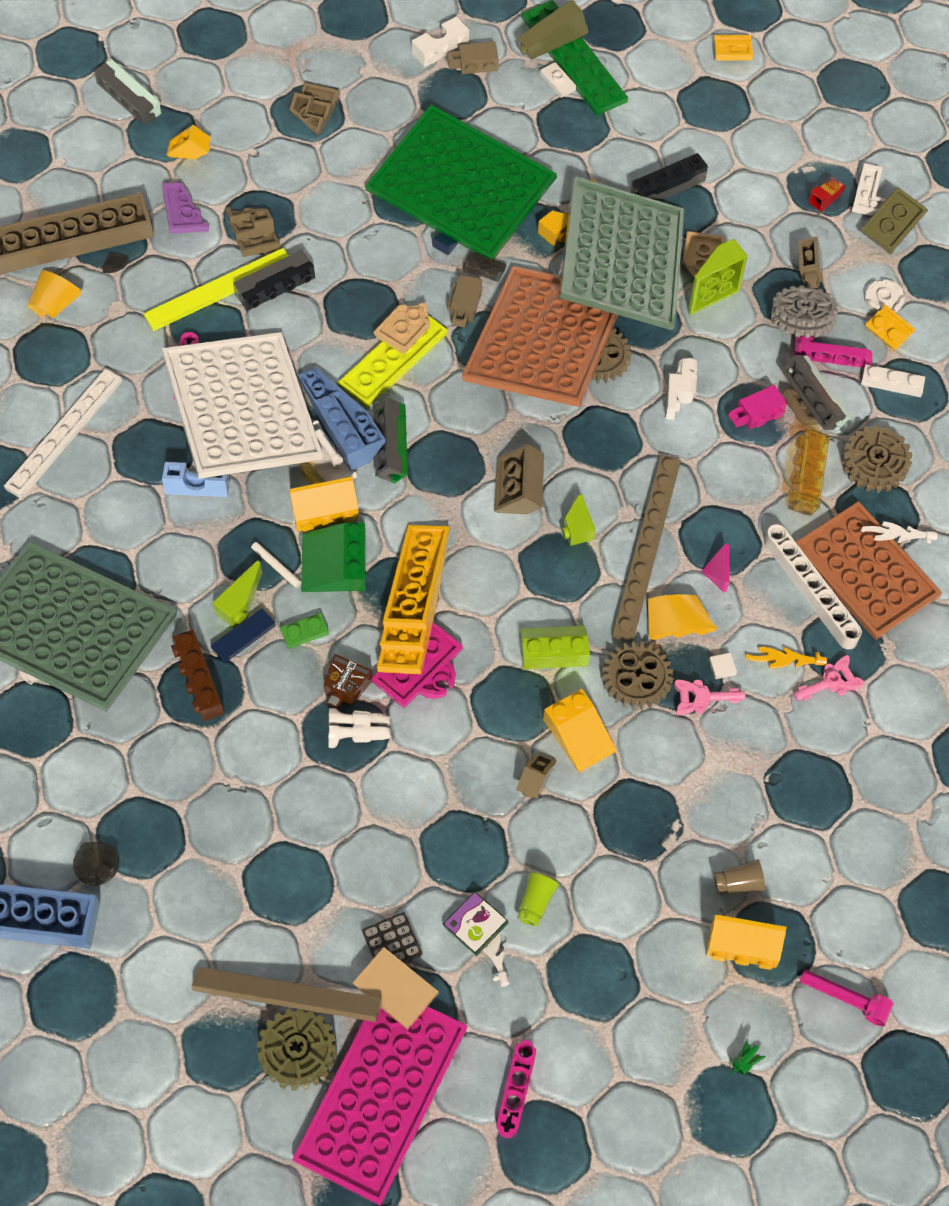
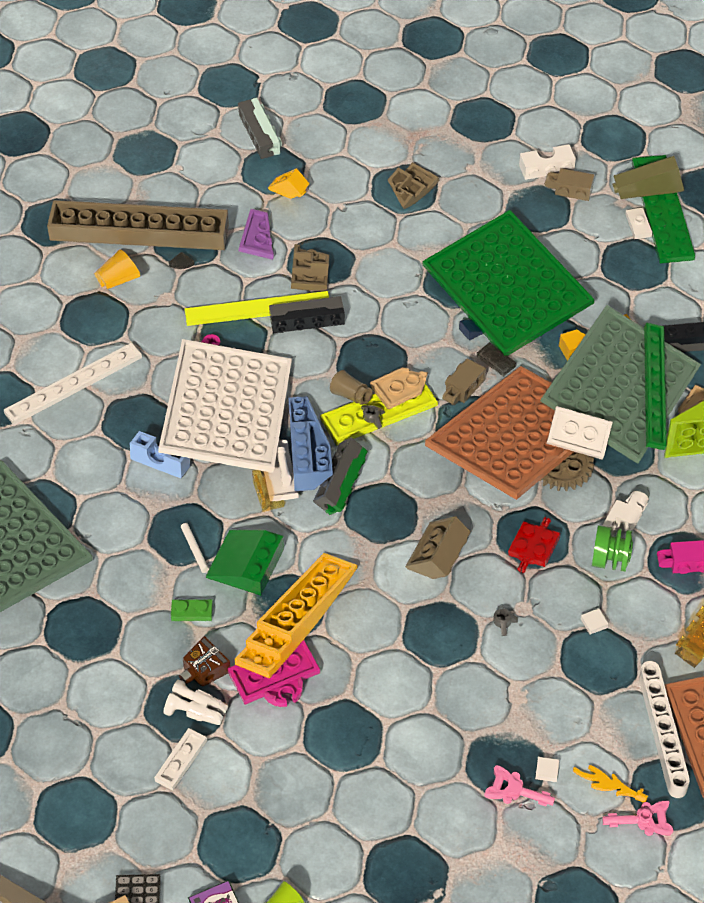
camera: 25 degrees right, 10 degrees down
(198, 675) = (83, 615): reddish brown brick -> none
(236, 600) = (150, 562): lime slope -> none
(243, 635) = (138, 596): dark blue tile -> none
(324, 504) = (257, 509): yellow slope -> none
(357, 344) = (350, 388): none -> dark tan plant
(368, 788) = (180, 759): none -> white plate
(390, 365) = (372, 414): none -> dark grey piece
(536, 775) = (330, 801): dark tan slope -> none
(555, 647) = (400, 699): lime slope -> none
(578, 523) = (472, 601): lime slope -> none
(579, 730) = (388, 777): yellow slope -> none
(608, 445) = (534, 544): none -> red plate
(609, 318) = (579, 432): none -> white tile
(613, 531) = (503, 619): none -> dark grey piece
(635, 693) = (463, 749): dark tan gear -> none
(646, 549) = (526, 644): dark tan plate -> none
(655, 245) = (655, 386): none -> green tile
(678, 616) = (524, 711): yellow slope -> none
(687, 424) = (612, 548): none -> bright green wheel
(699, 503) = (594, 621): none -> white tile
(718, 569) = (584, 682): dark pink slope -> none

